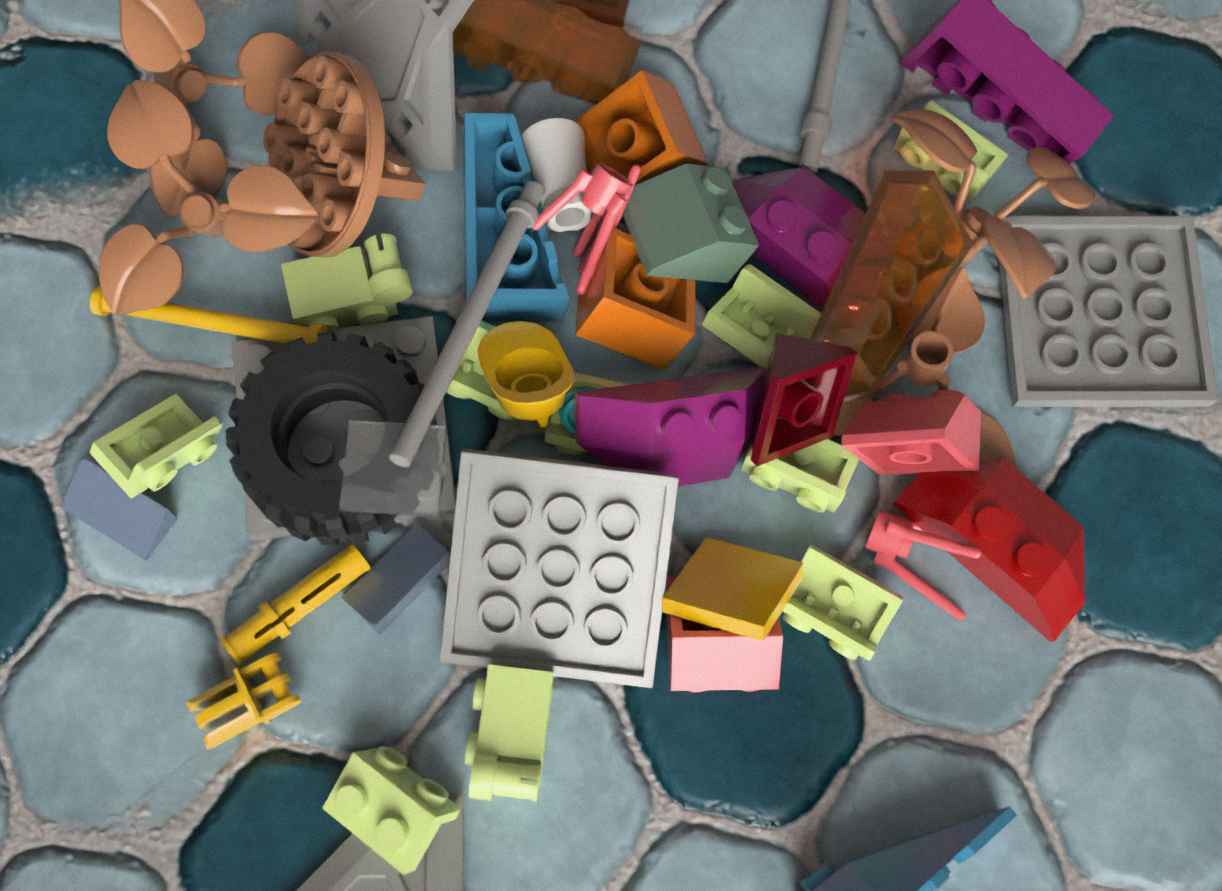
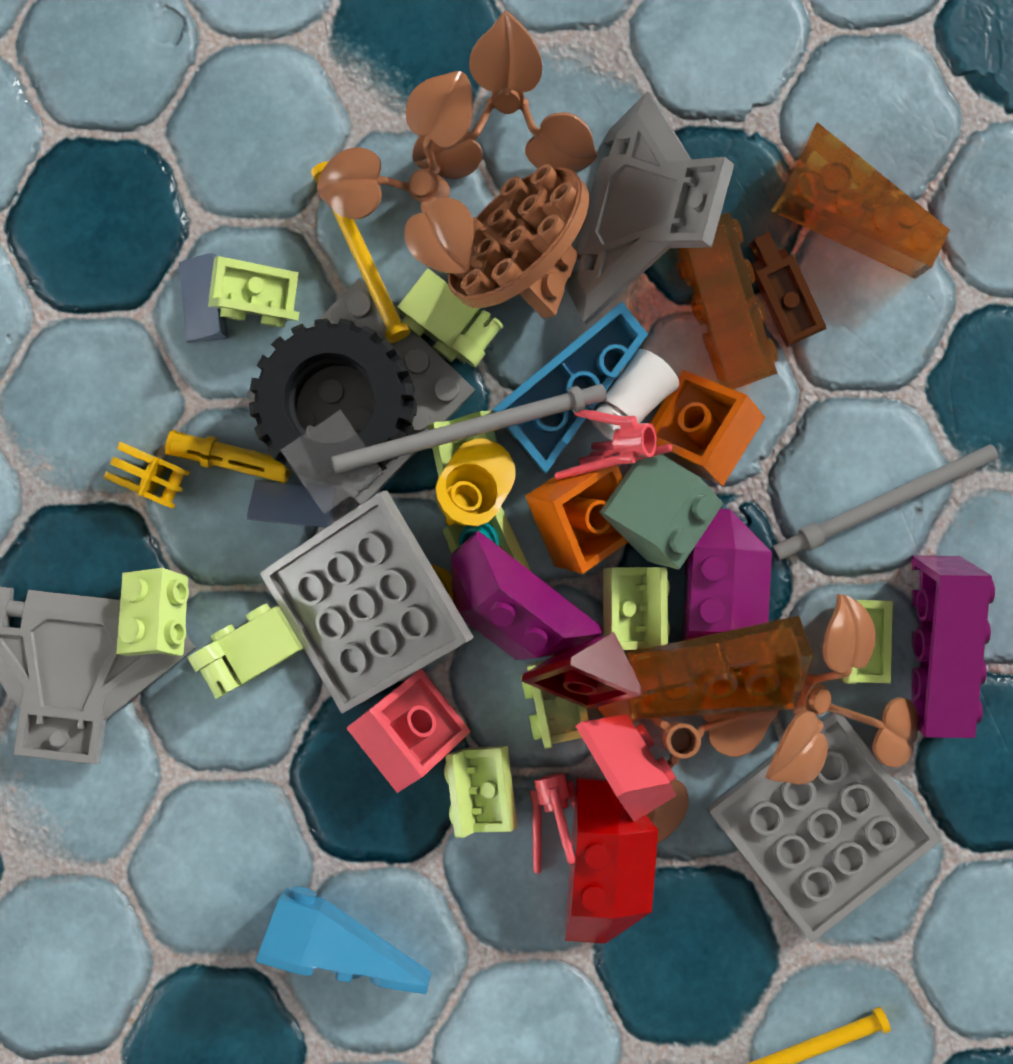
camera: 60 degrees right, 15 degrees up
(733, 588) = (435, 721): yellow tile -> none

